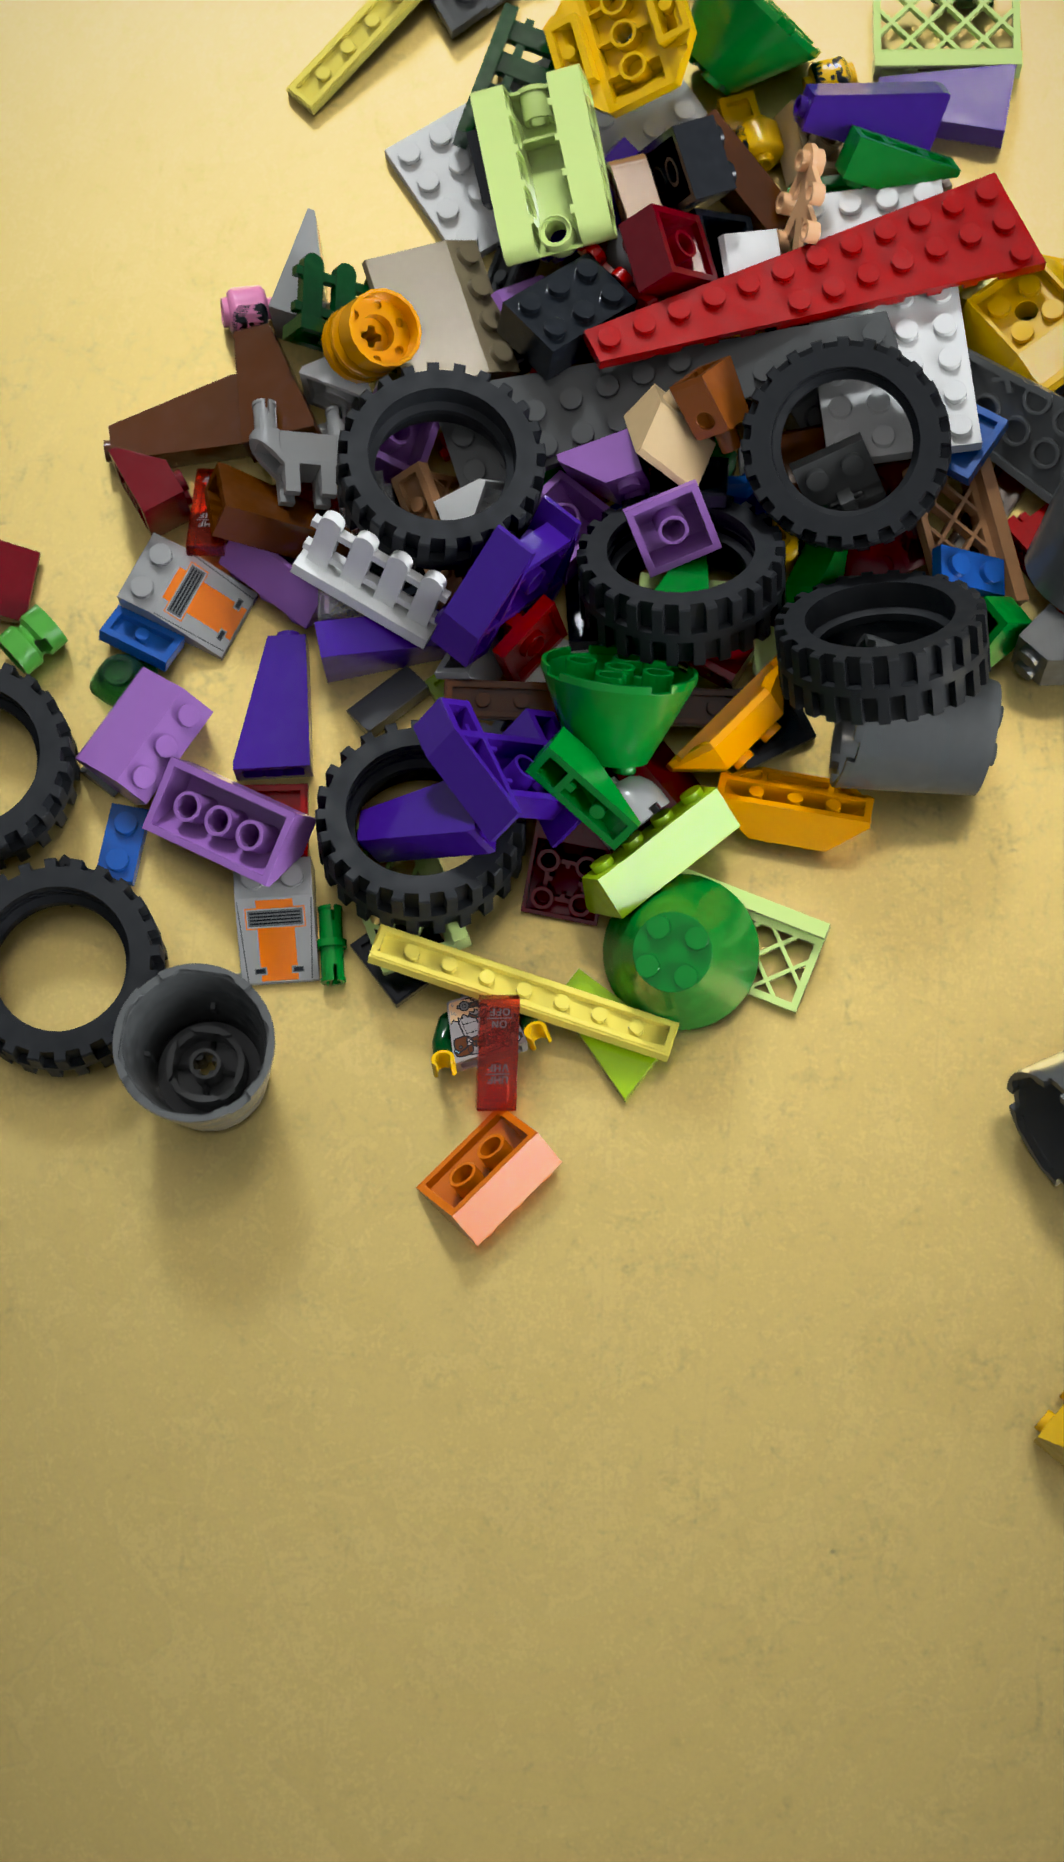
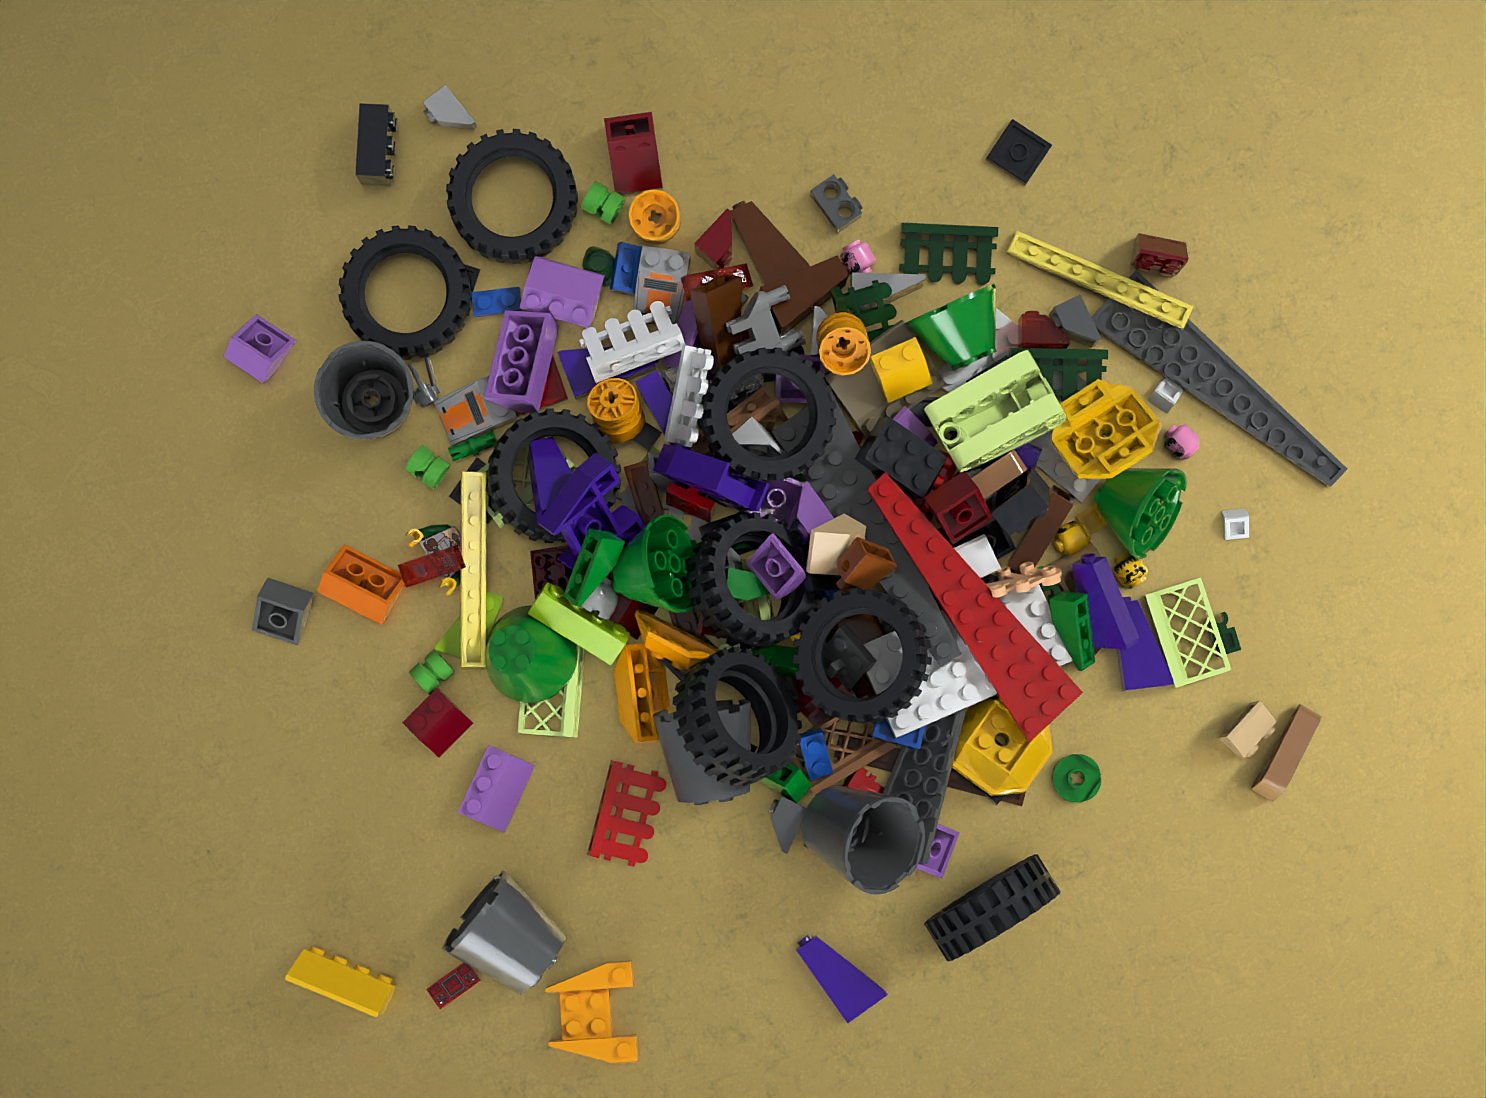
camera: 65 degrees right, 10 degrees up
(65, 1222) = (259, 348): none -> medium lavender slope
(76, 548) = (641, 212): none -> light orange wheel
(158, 326) = (830, 206): none -> dark grey brick
(173, 55) = (1018, 152): none -> black tile
(276, 648) = (637, 352): none -> white fence
(279, 169) = (960, 250): none -> dark green fence
(341, 1019) = (427, 467): none -> bright green wheel
(349, 702) = (616, 409): none -> light orange wheel
(405, 184) = (960, 329): none -> green cone
(437, 277) = (901, 370): none -> yellow slope
(445, 91) = (1040, 332): none -> clear red slope
(450, 41) = (1075, 322): none -> dark grey slope
(490, 1311) = (282, 611): none -> dark grey slope
(661, 1111) = (432, 671): none -> bright green wheel
(740, 1125) = (438, 722): none -> dark red slope
(870, 1069) = (496, 788): none -> medium lavender slope
(957, 909) = (616, 824): none -> red fence

